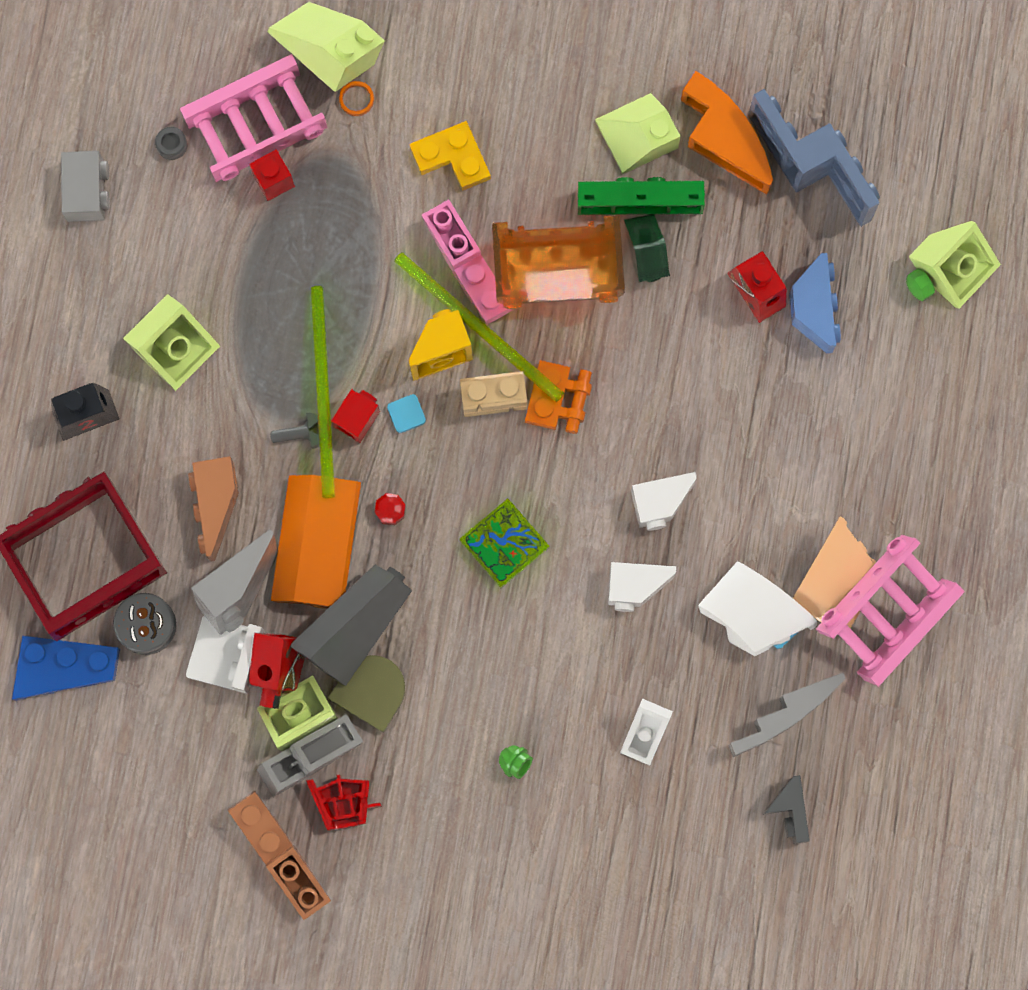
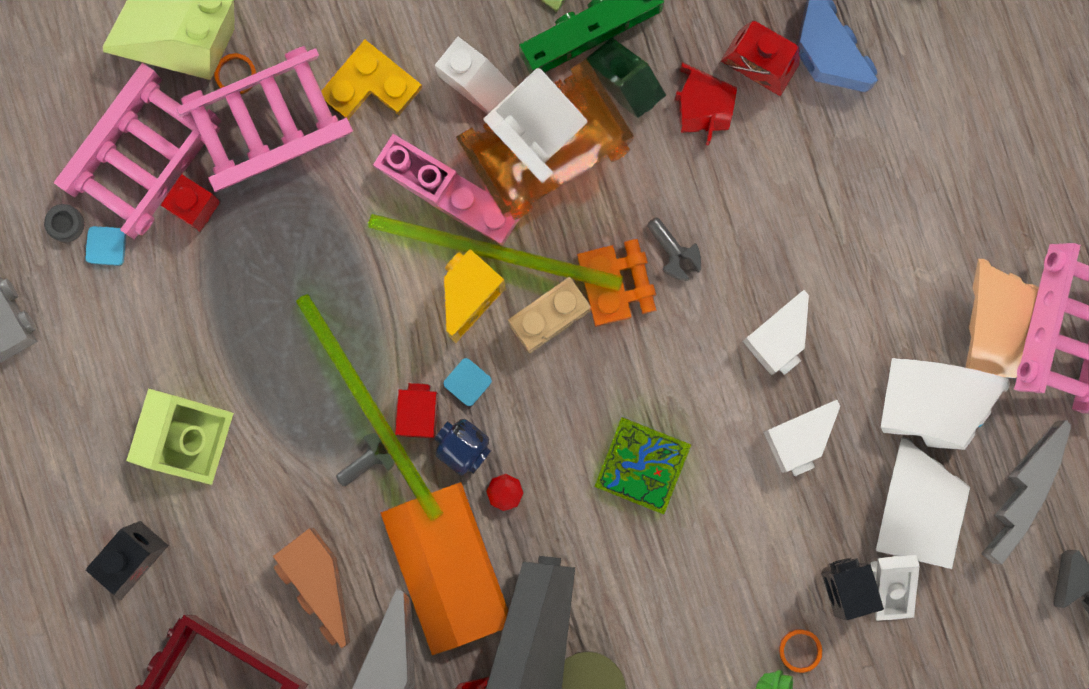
camera: 30 degrees left, 5 degrees up
(192, 175) = (105, 246): none -> medium azure piece
(341, 167) = (260, 156): none -> bright pink fence
(376, 457) = (462, 446): none -> dark blue head
(533, 190) = (473, 76): none -> white slope
(549, 728) = (818, 656): none -> orange piece
(558, 243) = (535, 122): none -> white bracket
(611, 712) = (852, 589): none -> black brick
(615, 396) = (674, 250): none -> dark grey bar
(697, 297) = (705, 102): none -> red piece
(699, 683) = (922, 509): none -> white slope

